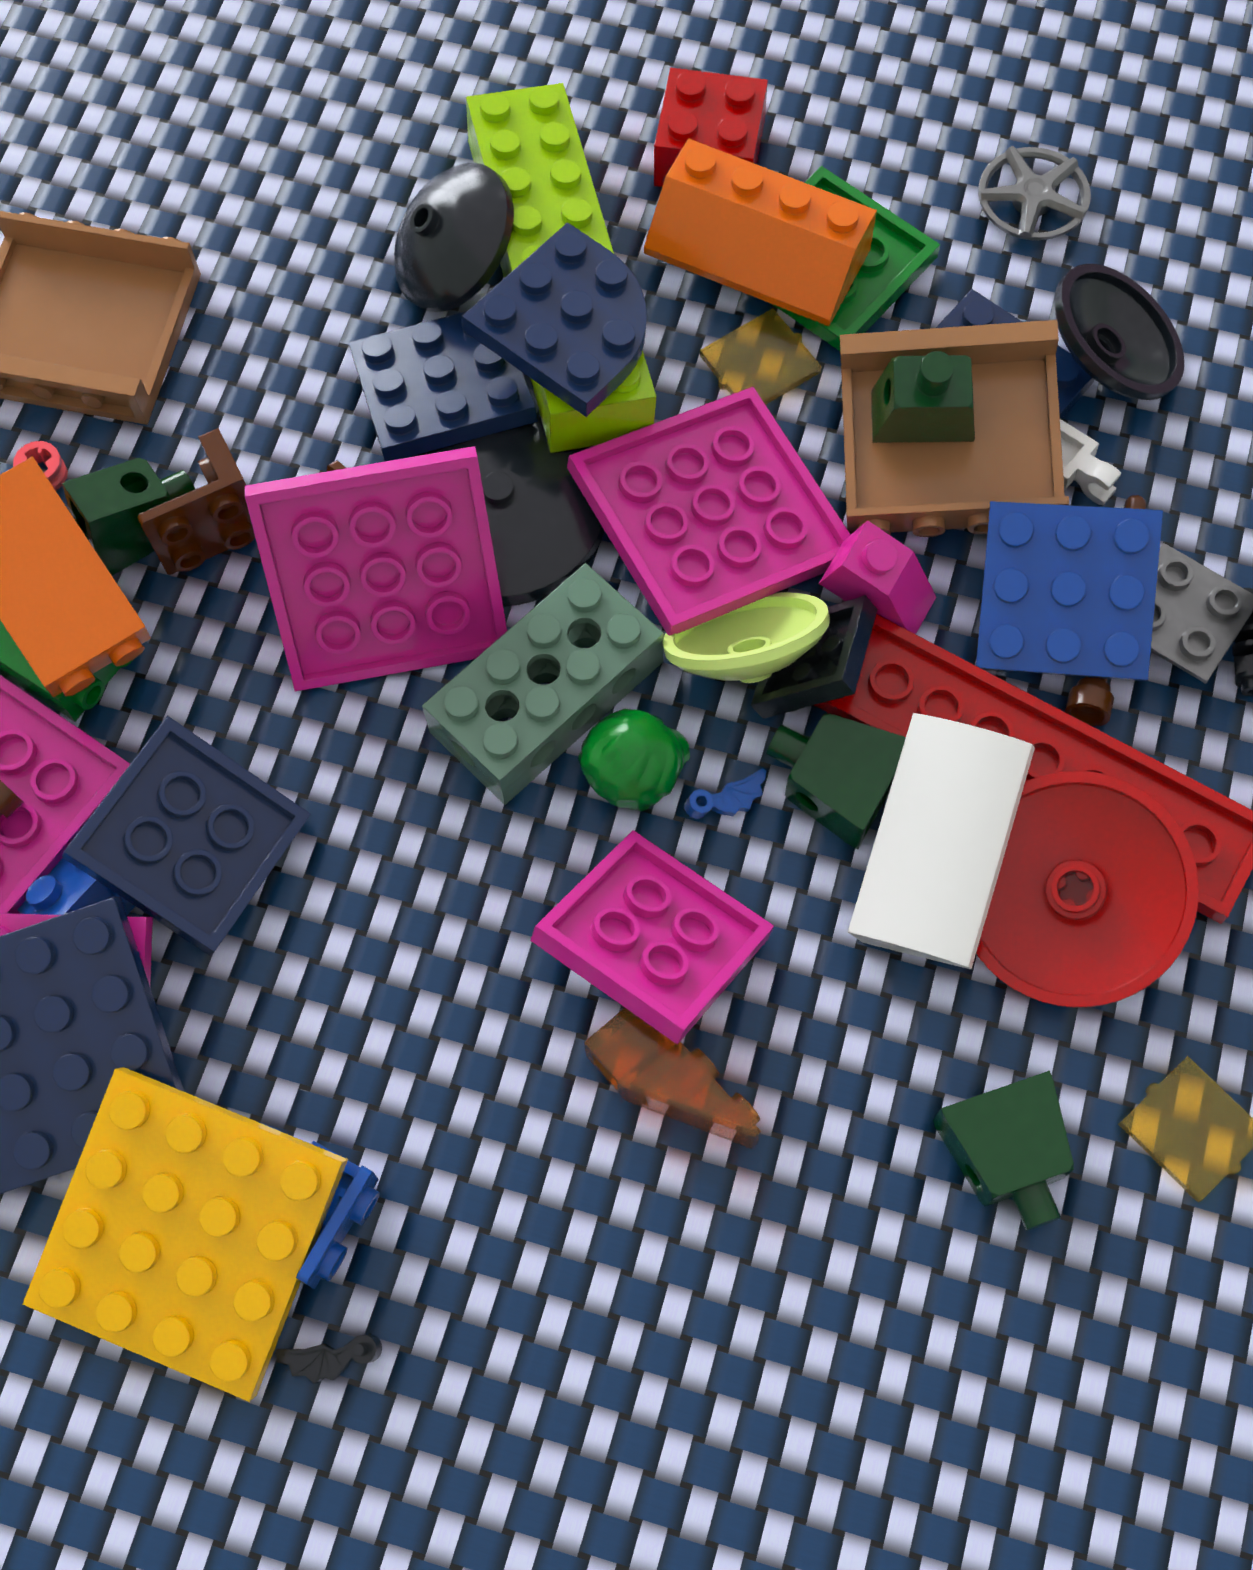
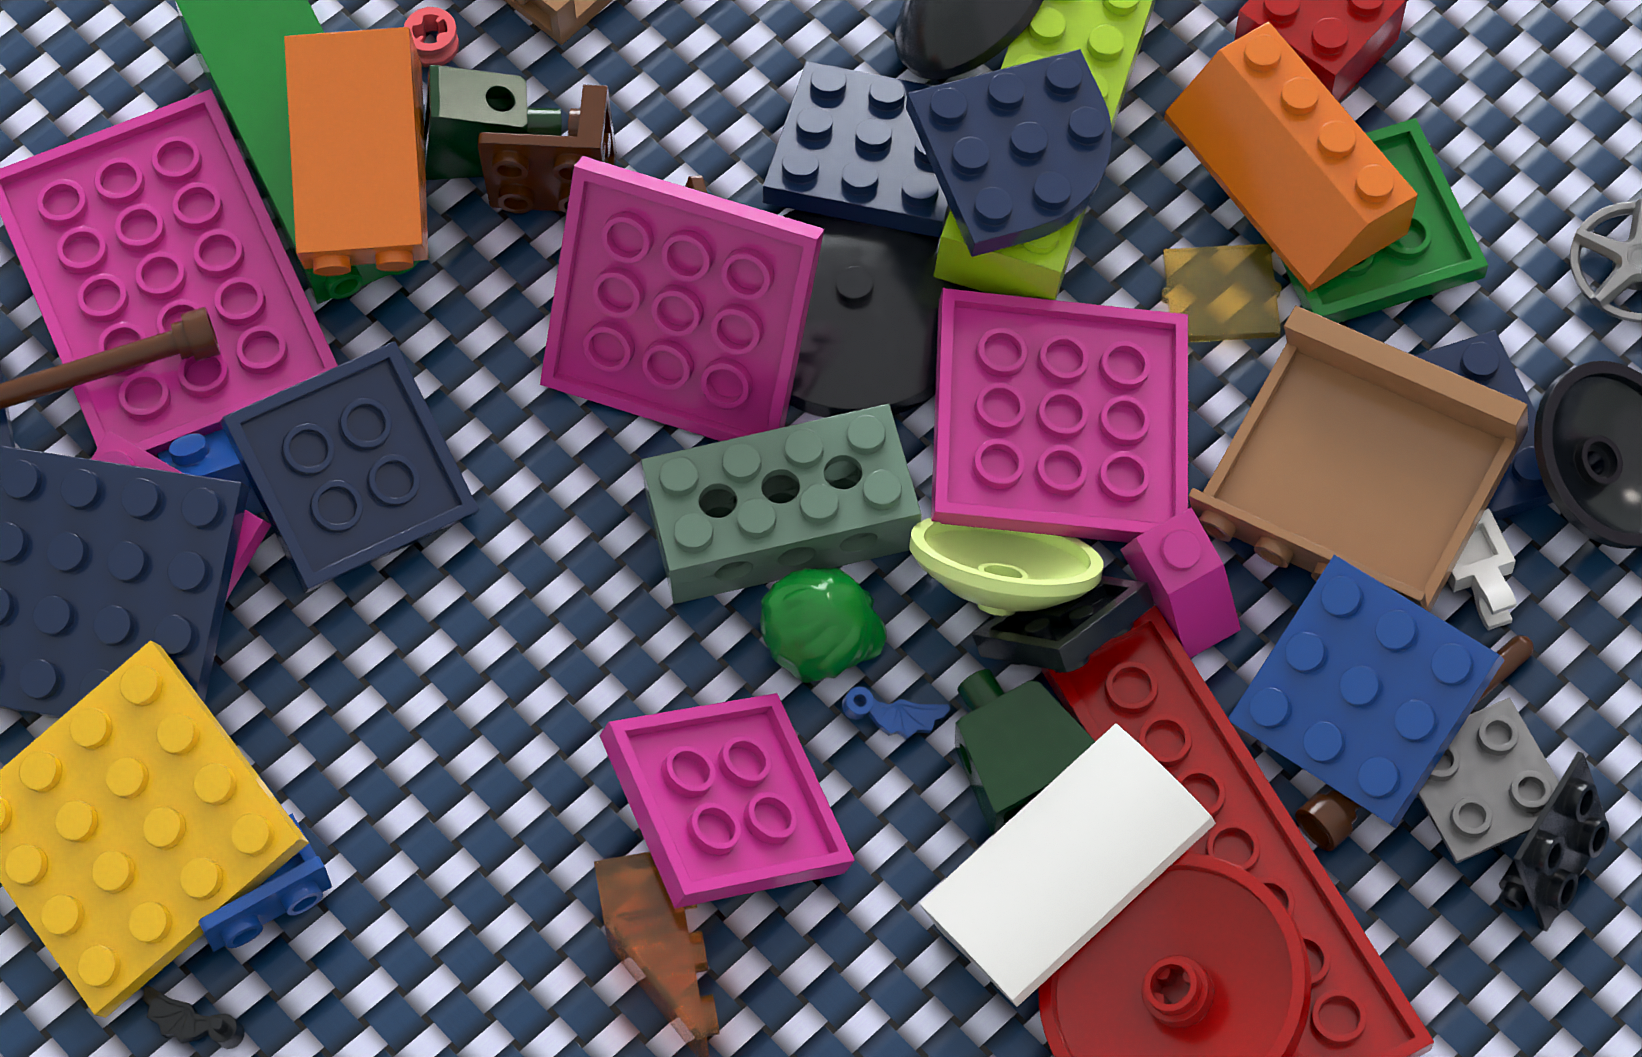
camera: 30 degrees right, 5 degrees down
(924, 400) = (1341, 419): dark green torso -> none

